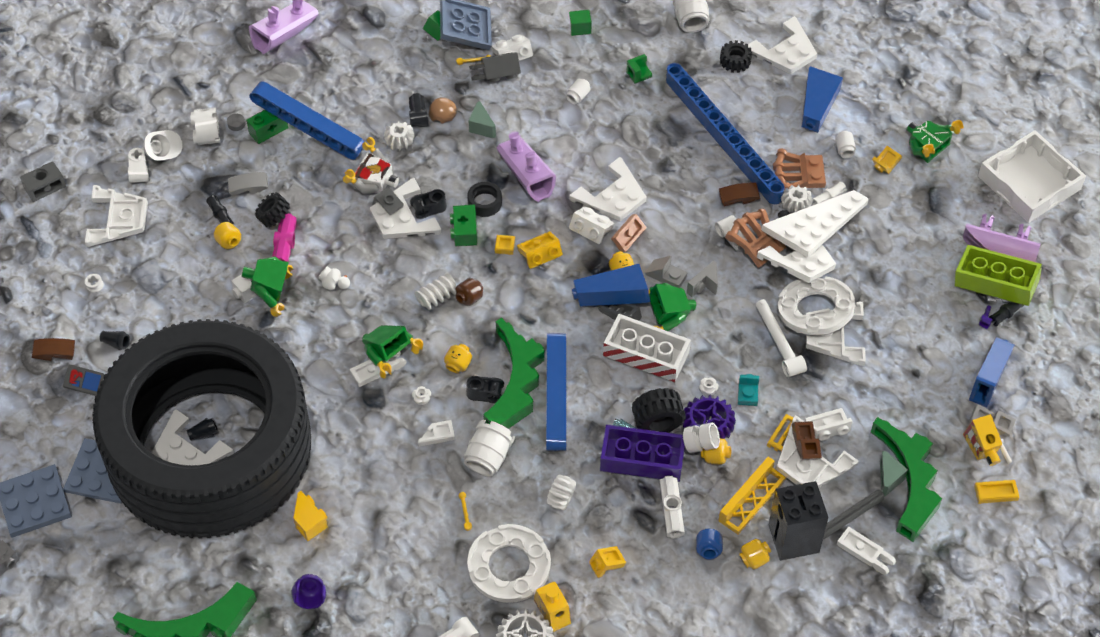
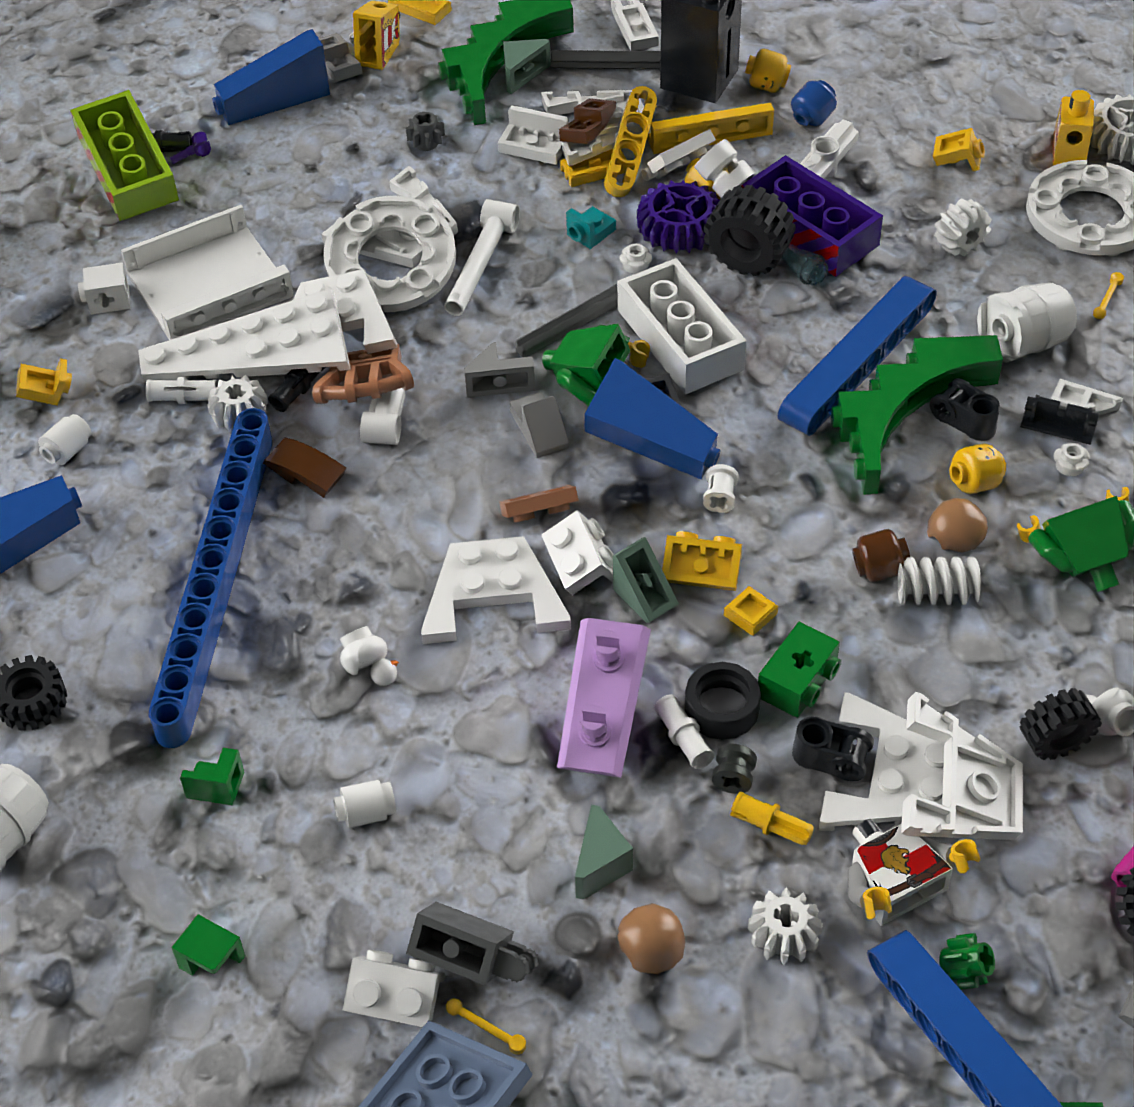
camera: 140 degrees left, 5 degrees down
(328, 158) = (967, 961): none -> green gear
(347, 254) = (1060, 724): none -> black tyre
(362, 215) = (979, 783): none -> white wing
(388, 201) = (909, 778): dark grey bracket -> none
(417, 112) = (708, 953): black piece -> none
(433, 169) = (771, 819): none -> yellow axle
(440, 412) = (1045, 416): none -> black hinge
(448, 330) = (958, 525): none -> medium nougat hair
(458, 175) = (734, 768): none -> pearl dark grey wheel
(481, 176) = (684, 731): none -> white pin
(555, 223) = (641, 581): none -> sand green slope
(560, 284) = (721, 483): none -> white bush
(620, 260) = (600, 458): yellow head -> none
(632, 136) = (365, 649): none -> white animal
(703, 333) = (567, 321): none -> dark grey axle
(742, 450) = (678, 156): none -> white plate
(772, 444) = (630, 141): none -> yellow beam
(810, 167) = (161, 441): nougat plate -> none
(886, 394) = (425, 131): none -> dark grey gear
(887, 254) = (205, 274): none -> white panel
(919, 216) = (105, 288): none -> white brick
(998, 242) = (64, 183): lavender piece -> none

